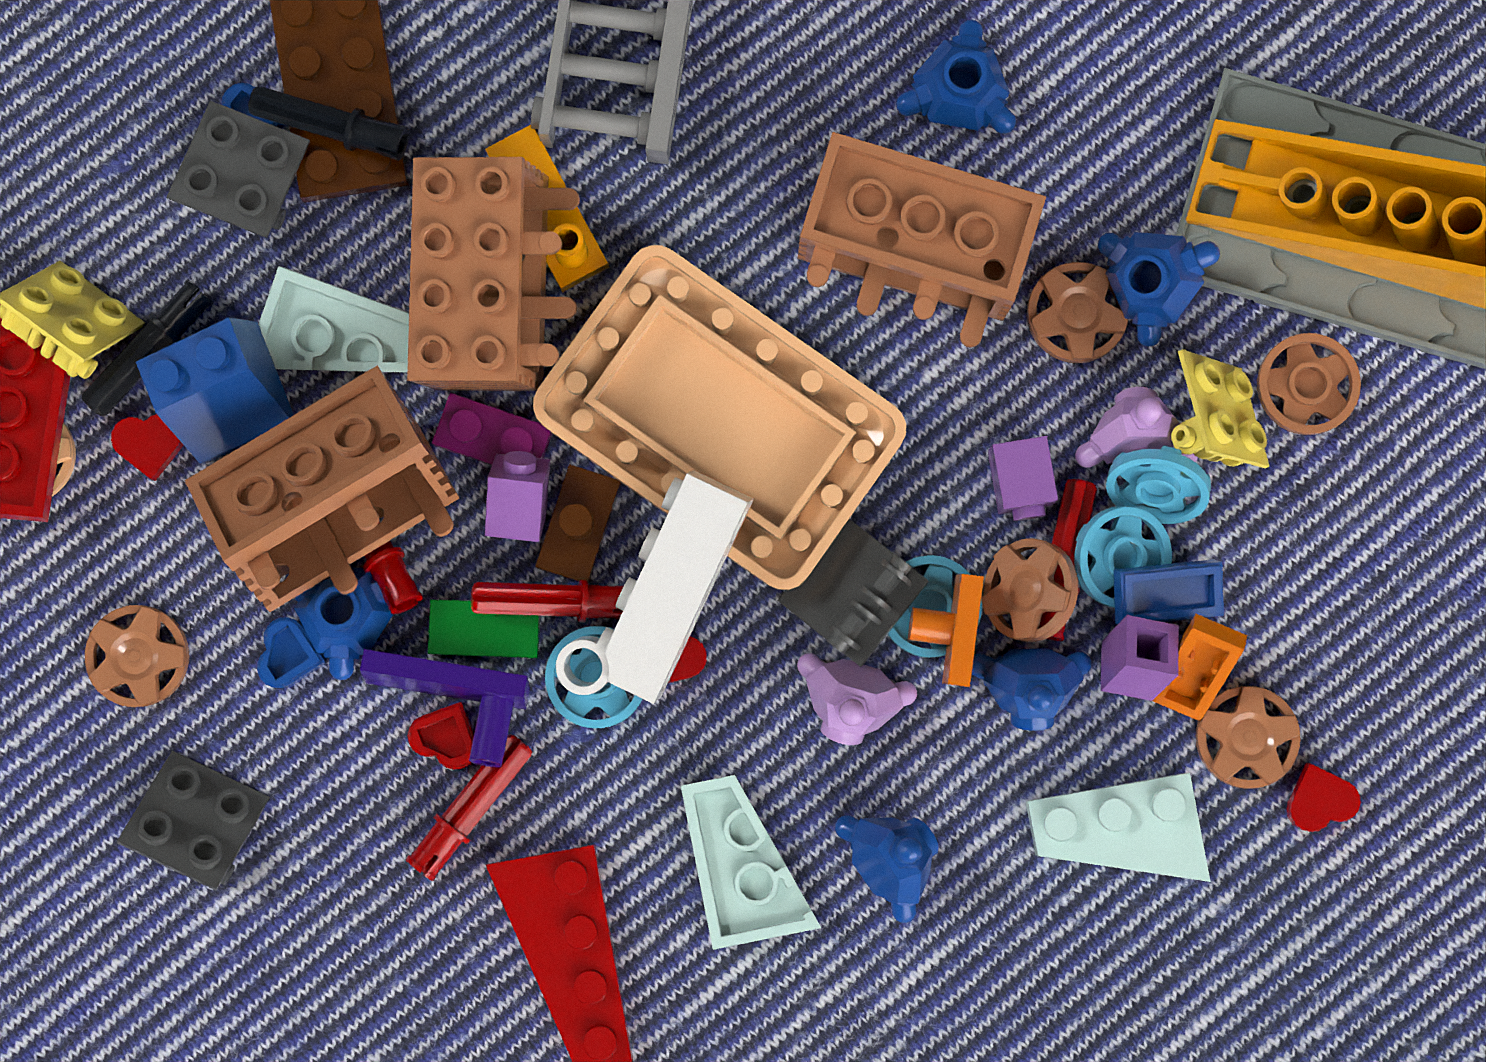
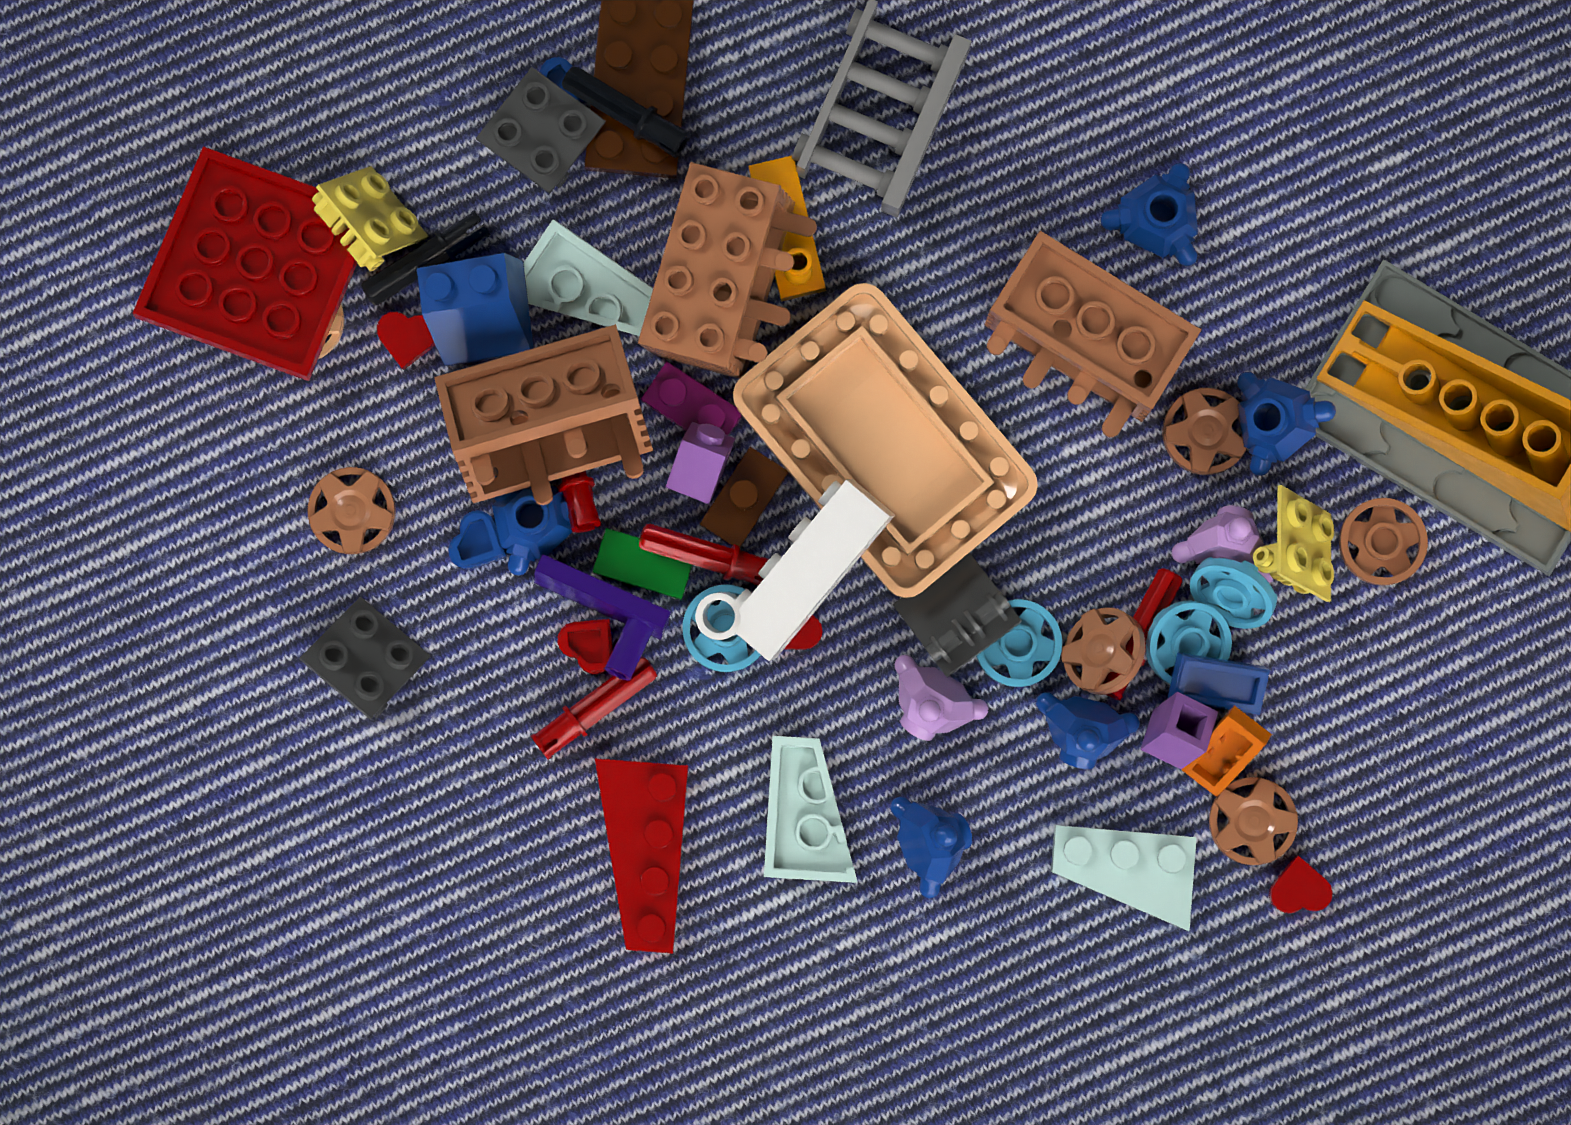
camera: 15 degrees right, 0 degrees up
(953, 628) = (1031, 666): orange tile -> none
(1023, 477) = (1123, 556): medium lavender brick -> none

